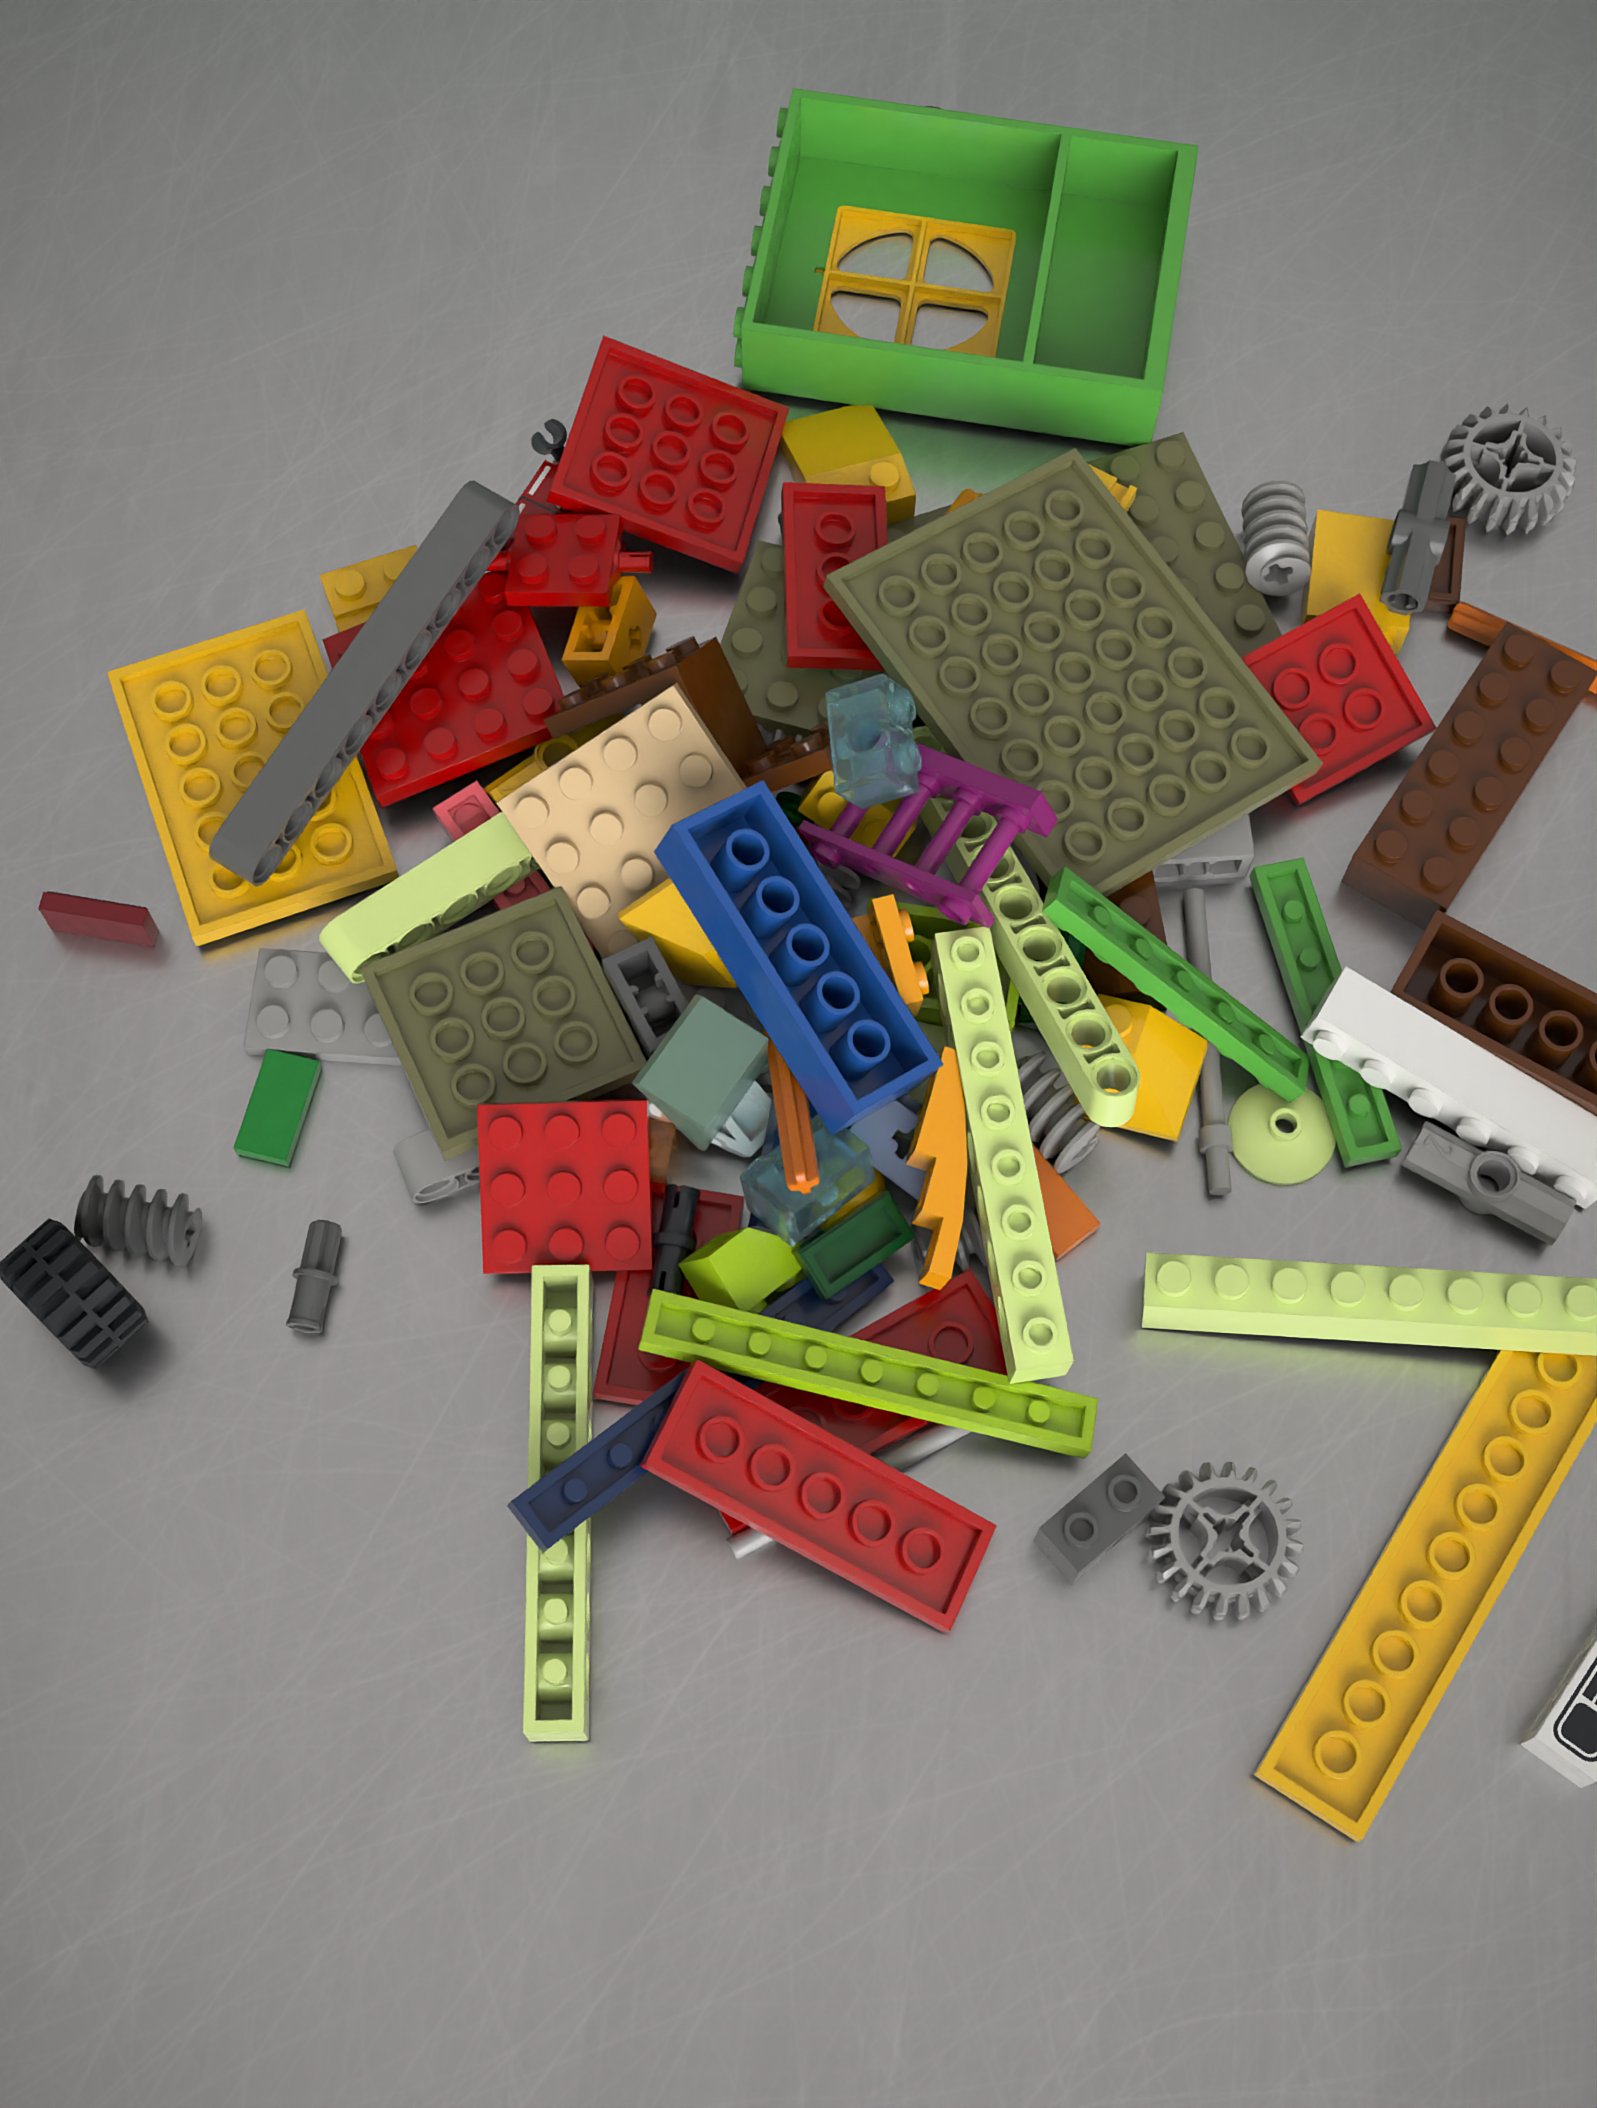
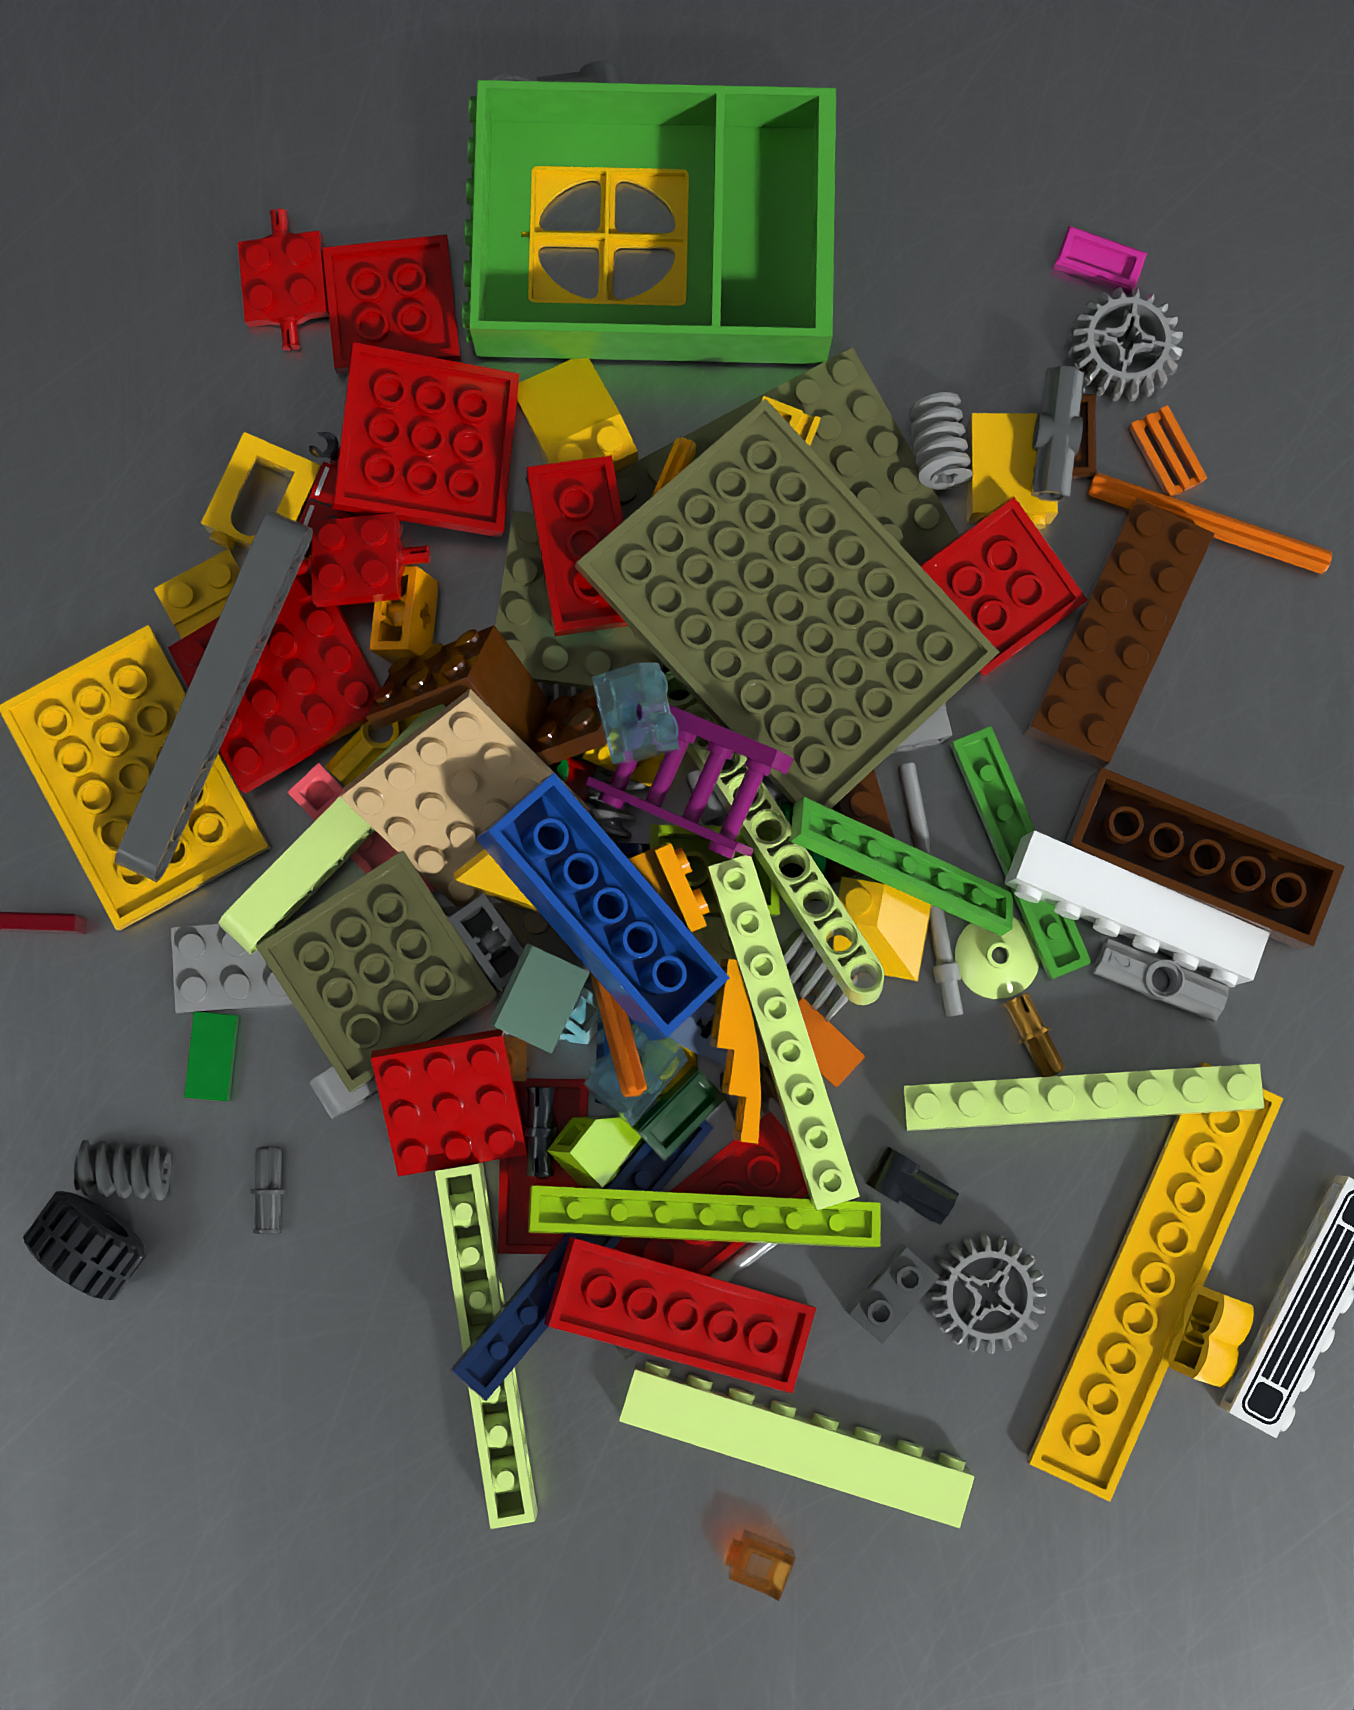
camera: 10 degrees left, 15 degrees up
(473, 449) = (250, 451): none -> yellow panel
(535, 282) = (283, 279): none -> red plate
(658, 305) = (392, 297): none -> red plate
(897, 1864) = (781, 1559): none -> clear orange window
(949, 1700) = (796, 1444): none -> yellowish green brick
(1128, 1380) = (904, 1182): none -> black piece
(1317, 1220) = (1035, 1035): none -> pearl gold axle
(1482, 381) = (1099, 260): none -> dark pink tile
(1518, 1636) = (1211, 1336): none -> yellow brick
(1555, 591) = (1180, 443): none -> orange tile

